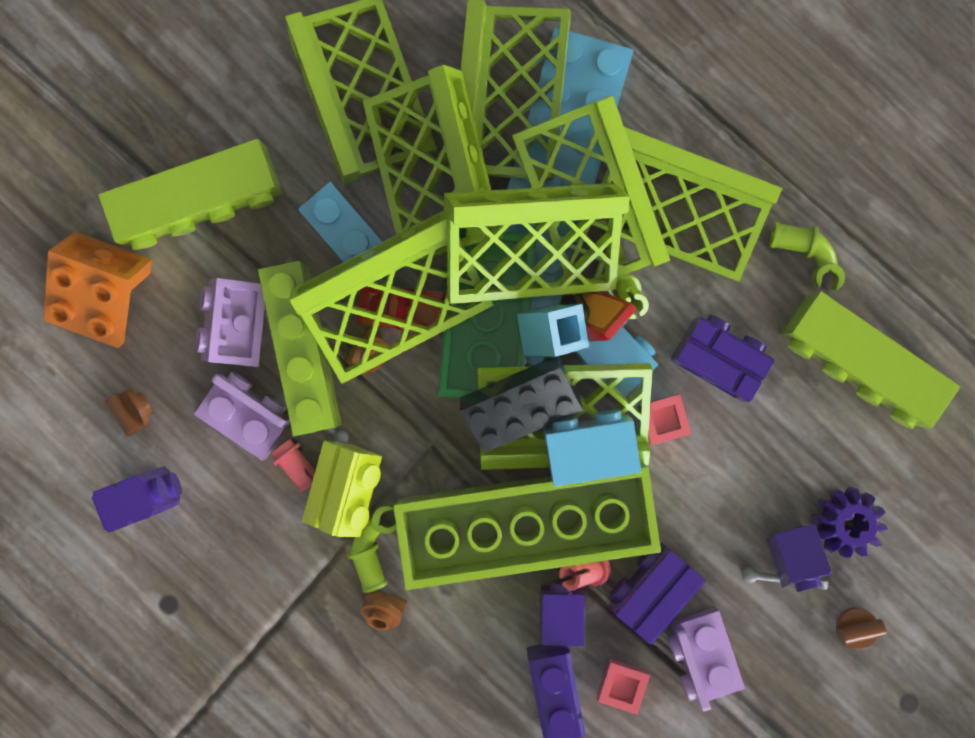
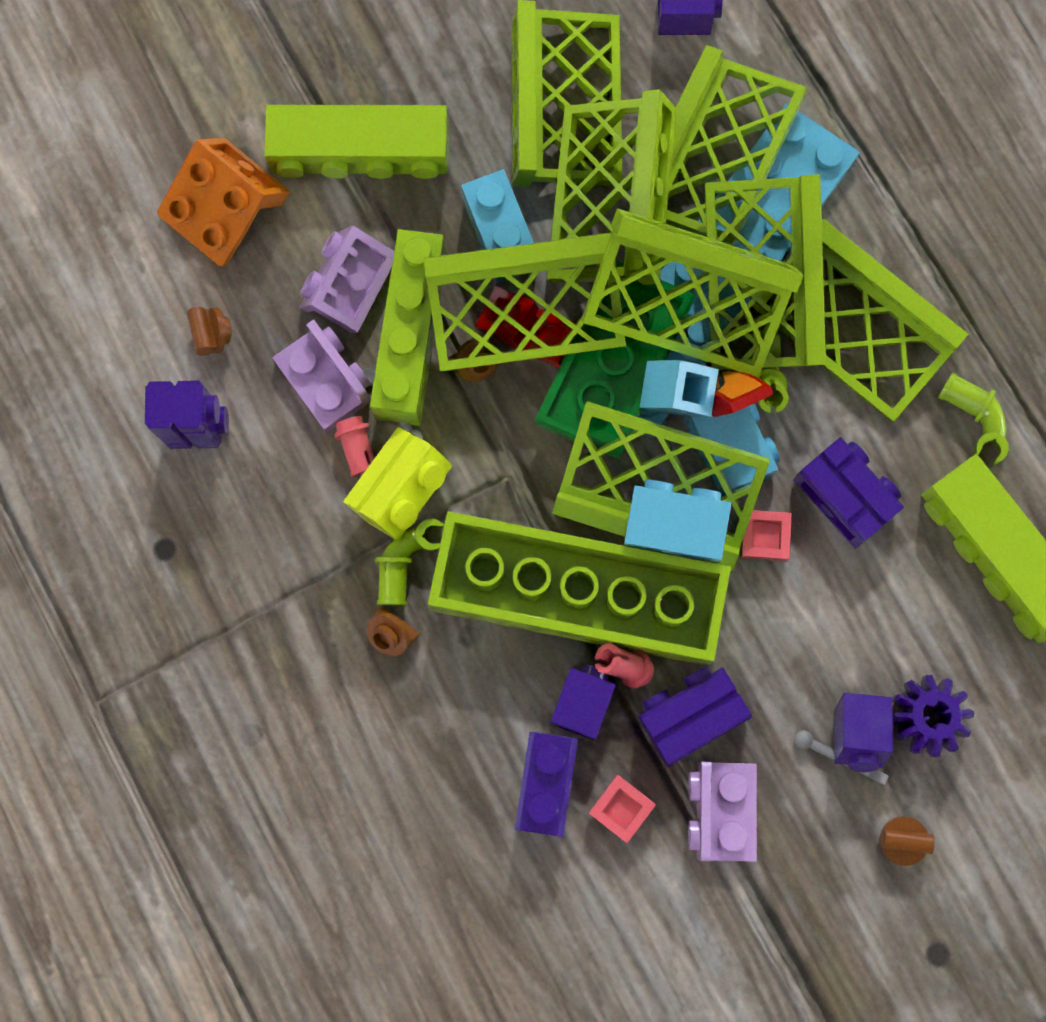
camera: 25 degrees right, 10 degrees down
(520, 404) = (619, 450): black piece -> none

